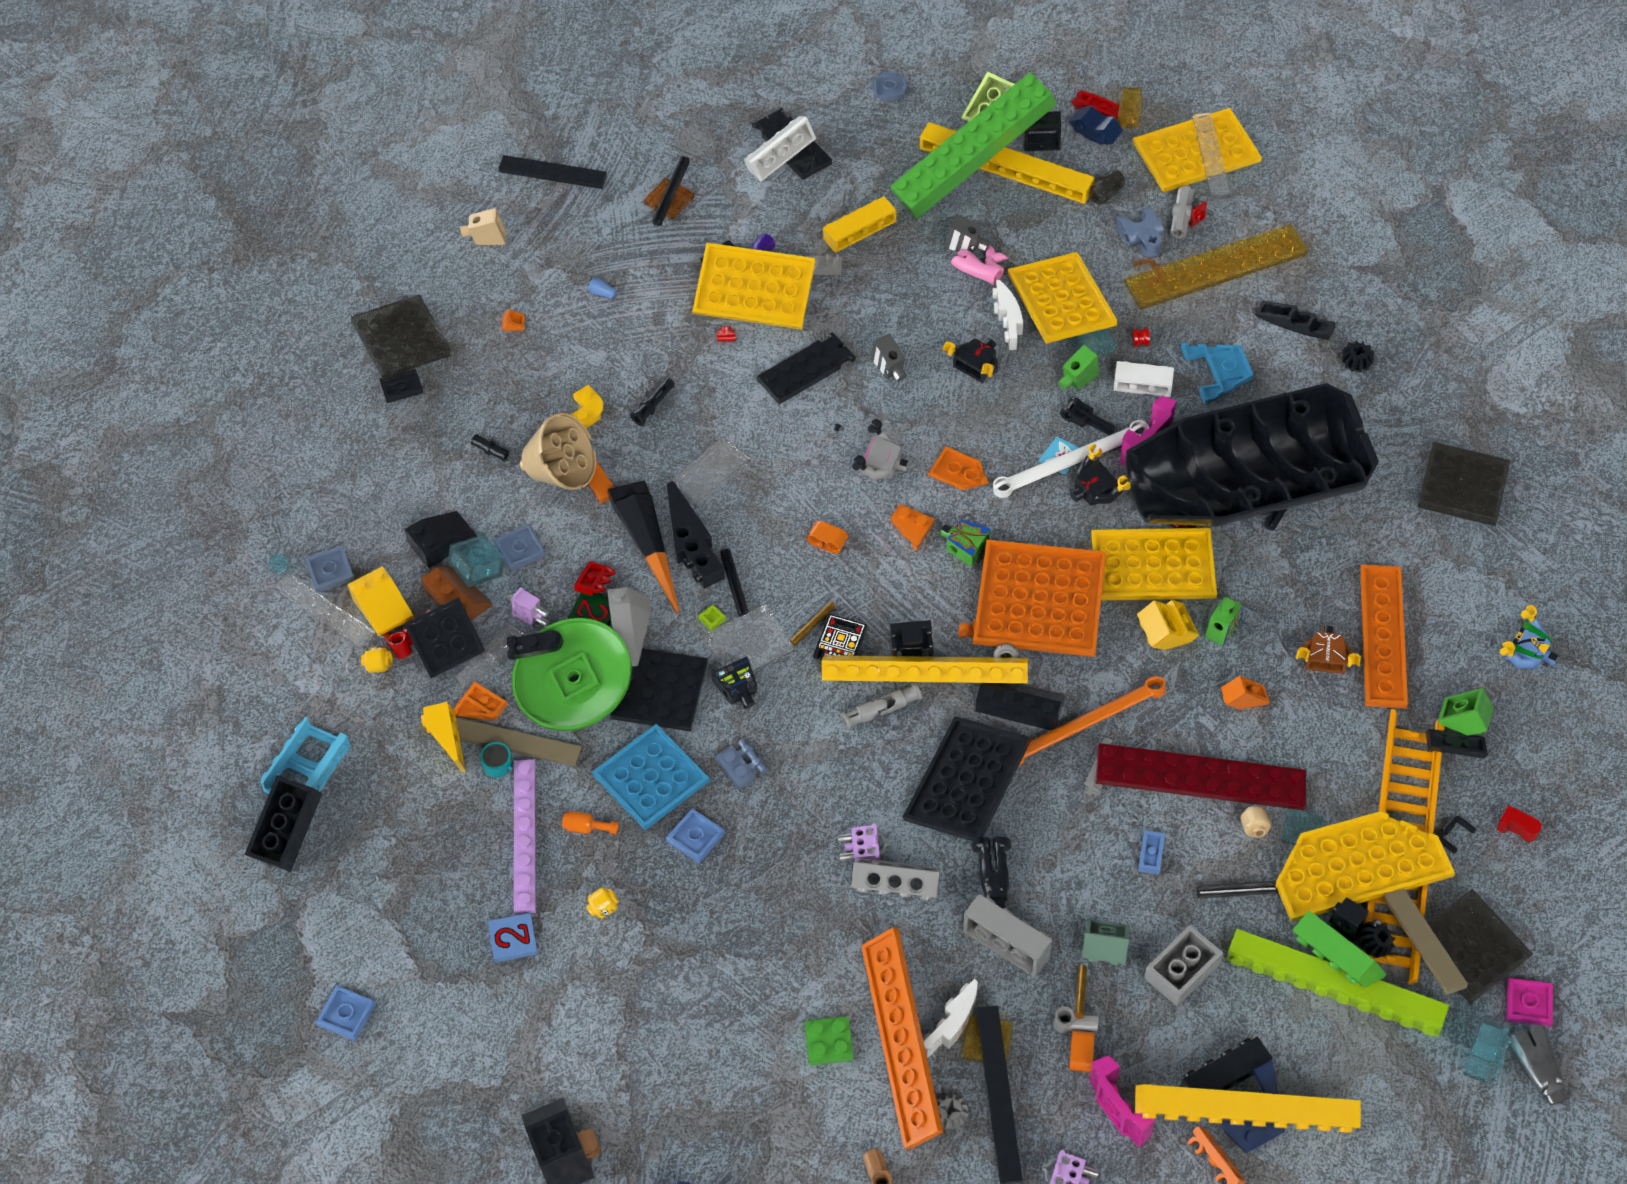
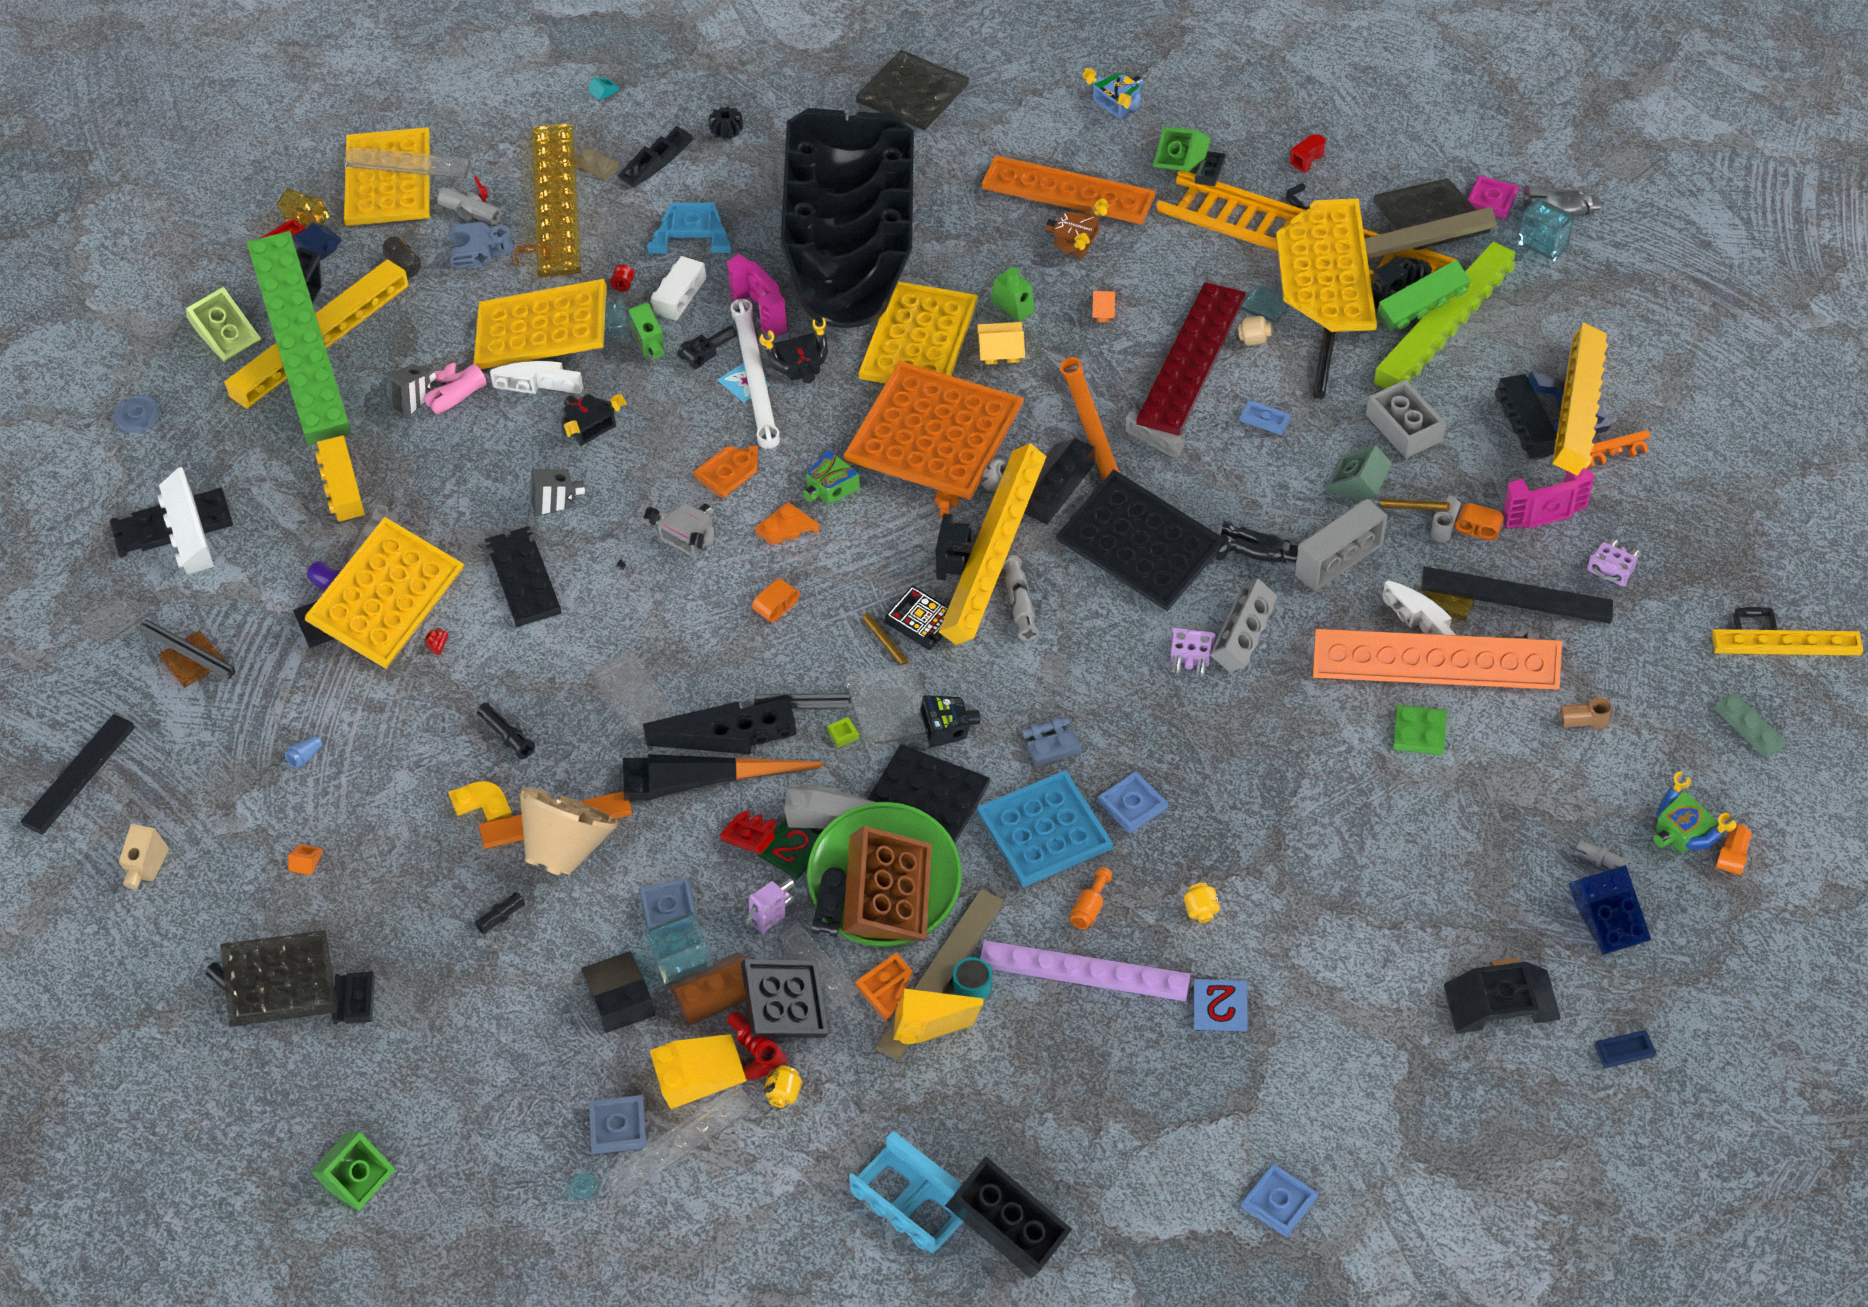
camera: 75 degrees left, 5 degrees down
(265, 428) = (353, 1169): none -> bright green slope
(554, 676) = (887, 886): none -> dark orange slope
(1272, 282) = (596, 163): none -> dark tan plate
(1368, 260) = (602, 88): none -> teal slope

